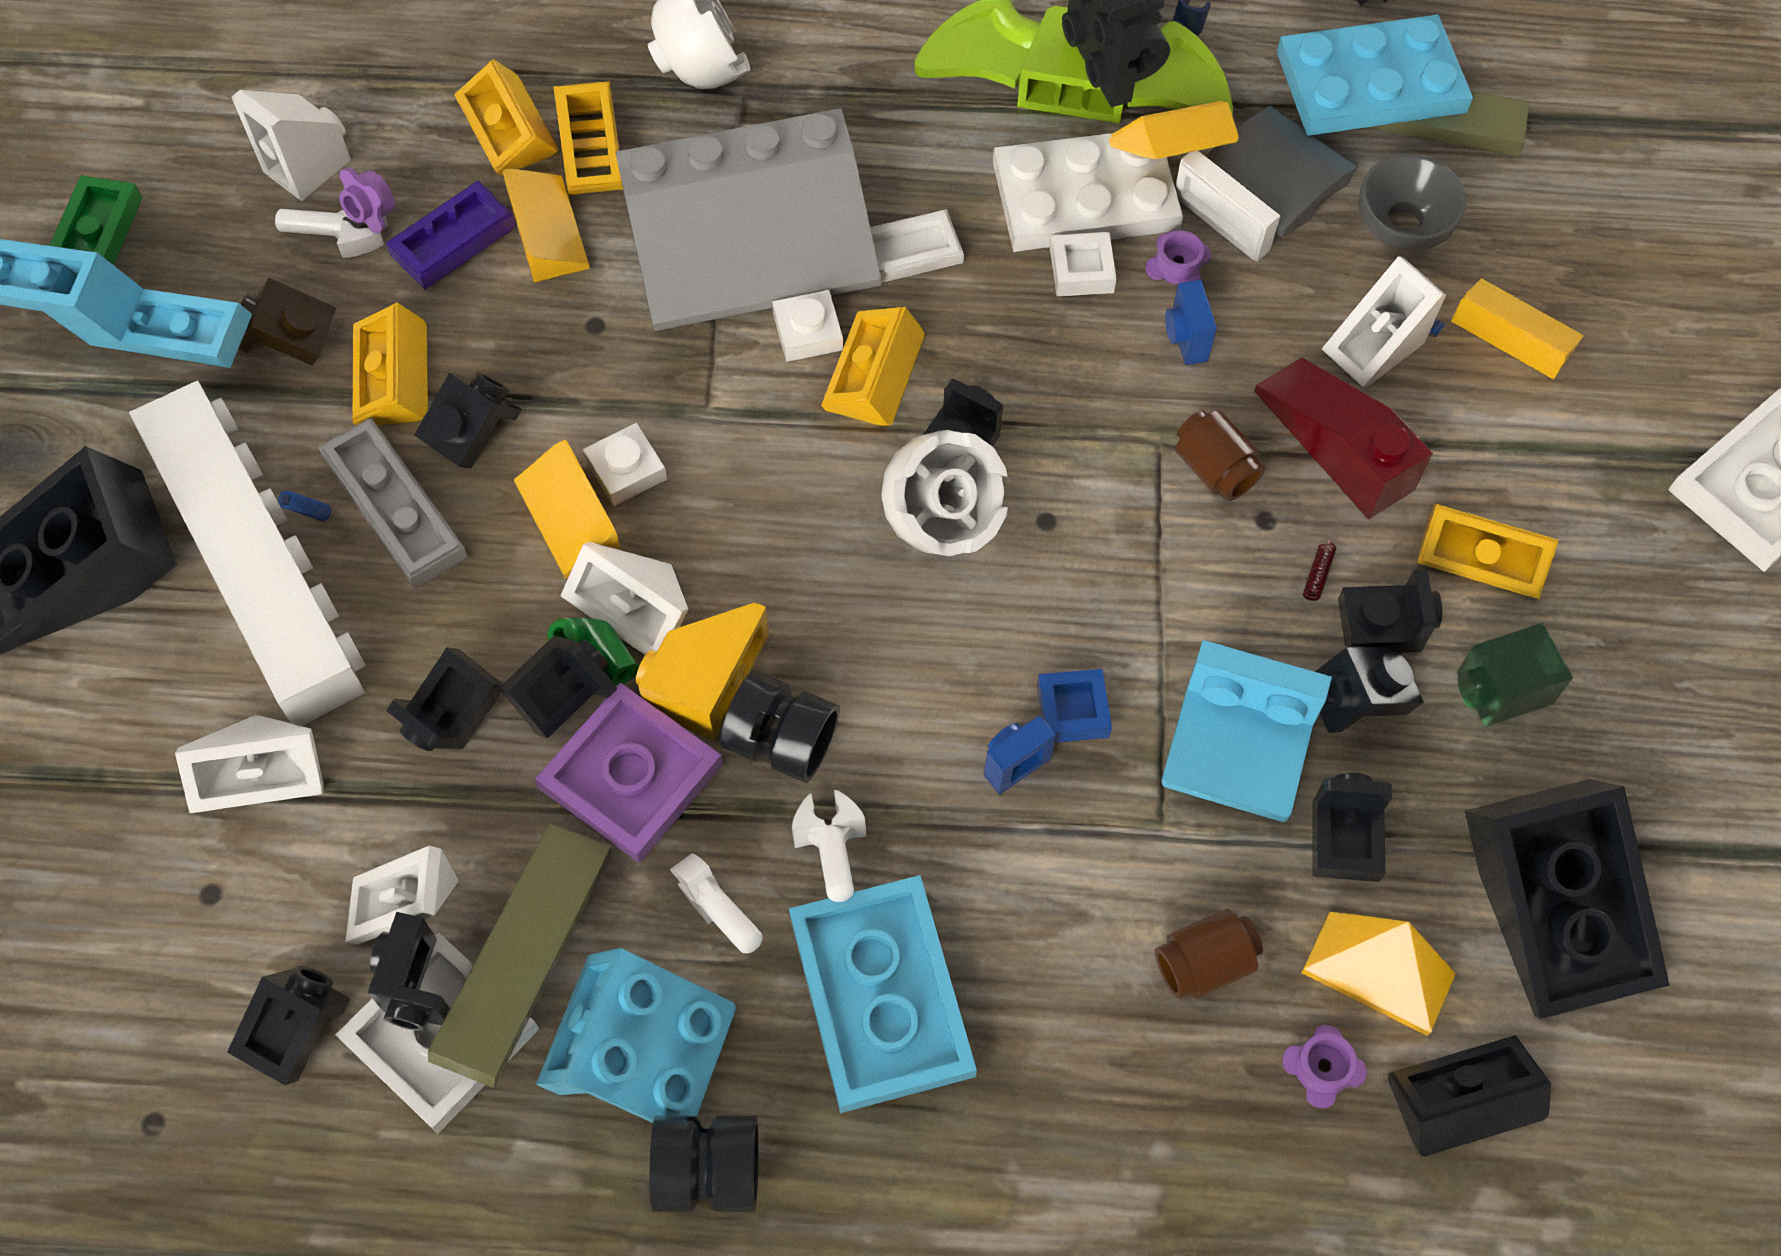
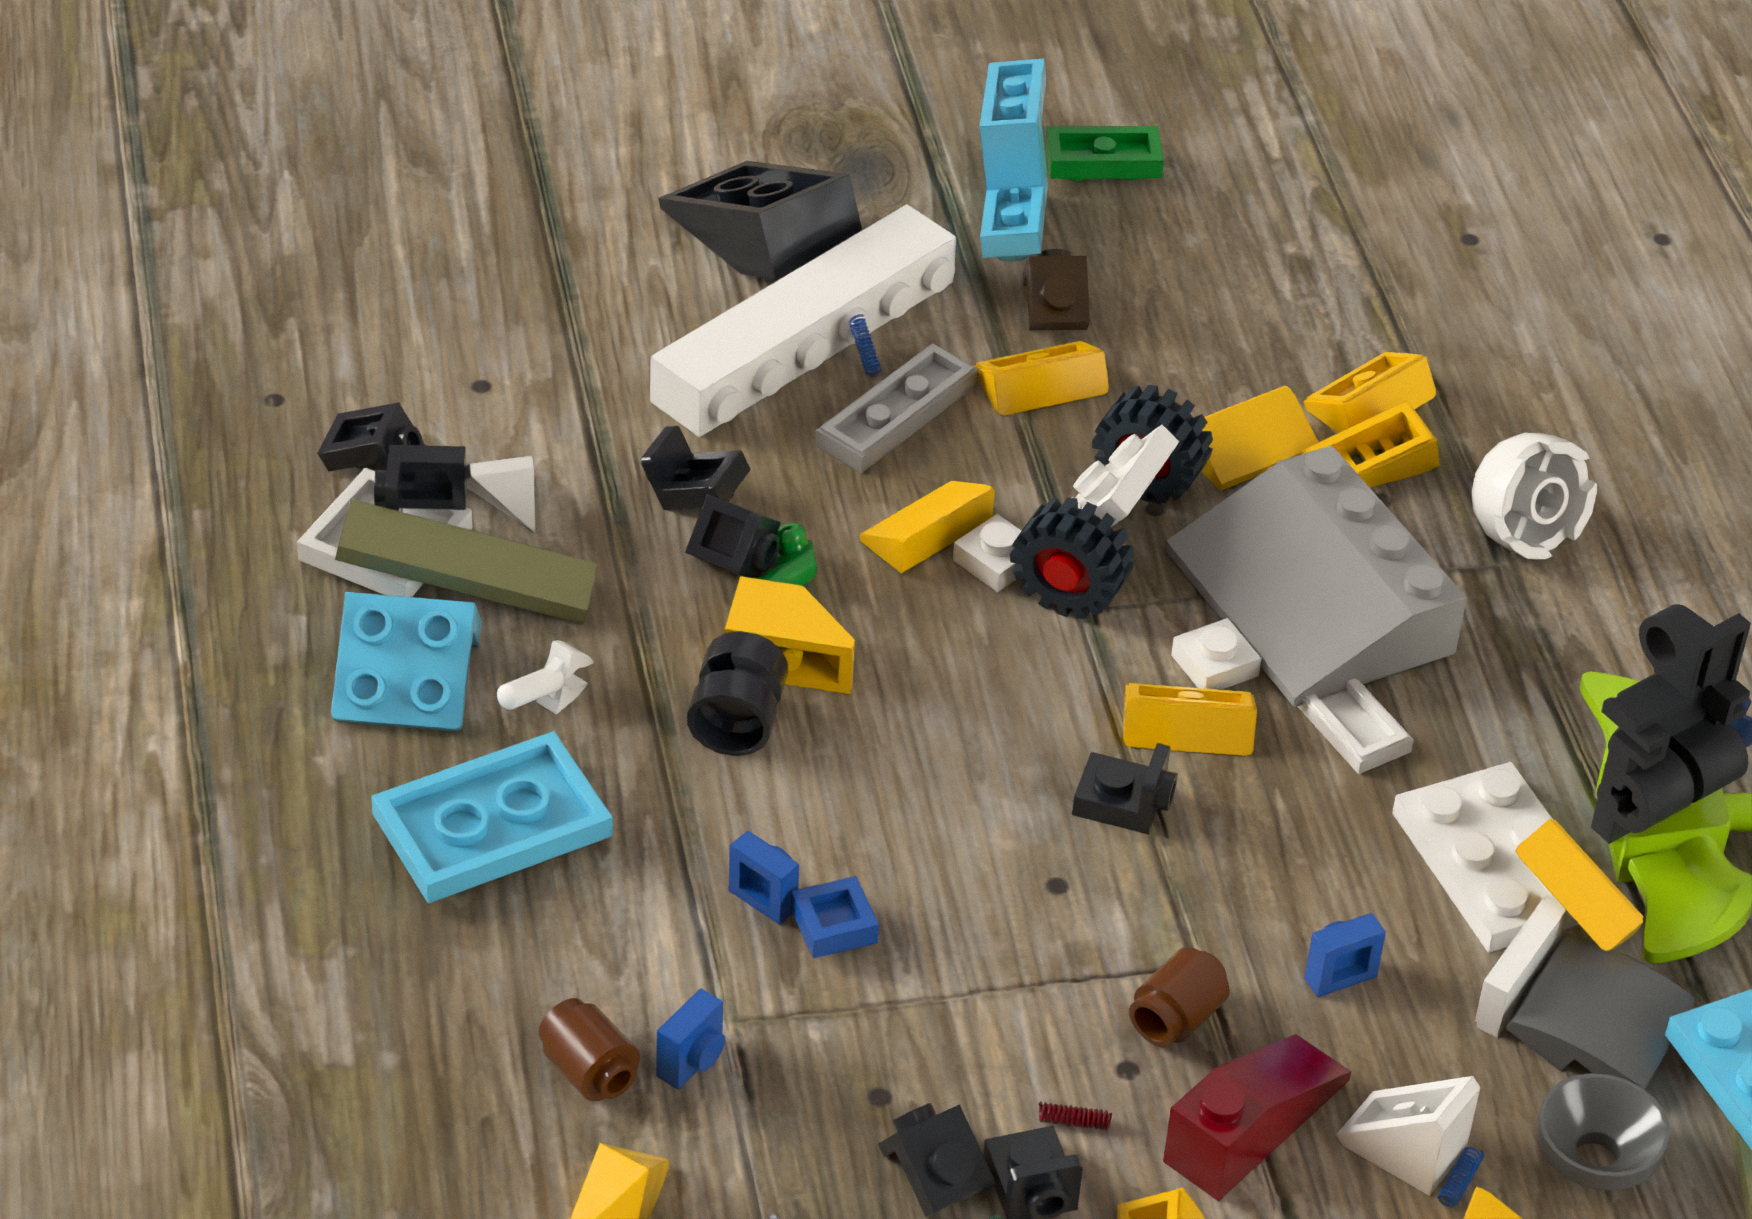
camera: 75 degrees right, 20 degrees down
(249, 765) = (599, 370): white slope -> none
(293, 139) = (1257, 239): white slope -> none
(350, 241) = (1188, 307): white bar -> none
(366, 198) = (1206, 299): medium lavender plate -> none
(451, 234) = (1202, 374): dark purple plate -> none
(465, 416) = (1004, 423): black bracket -> none
(618, 345) = (1070, 546): none -> black plate
(628, 592) = (859, 575): white slope -> none
(629, 772) = (661, 608): medium lavender plate -> none
(704, 1163) = (300, 713): black wheel -> none
(831, 841) = (644, 748): white bar -> none
(945, 493) = (1027, 758): white cylinder -> none
(1083, 264) = (1386, 856): white plate -> none
(1180, 247) = (1434, 942): medium lavender plate -> none
(1210, 860) = (690, 1039): none -> blue plate
(1244, 731) = (840, 1055): medium azure bracket -> none
(1329, 1046) = (493, 1149): medium lavender plate -> none
(1350, 828) = (759, 1152): black bracket -> none

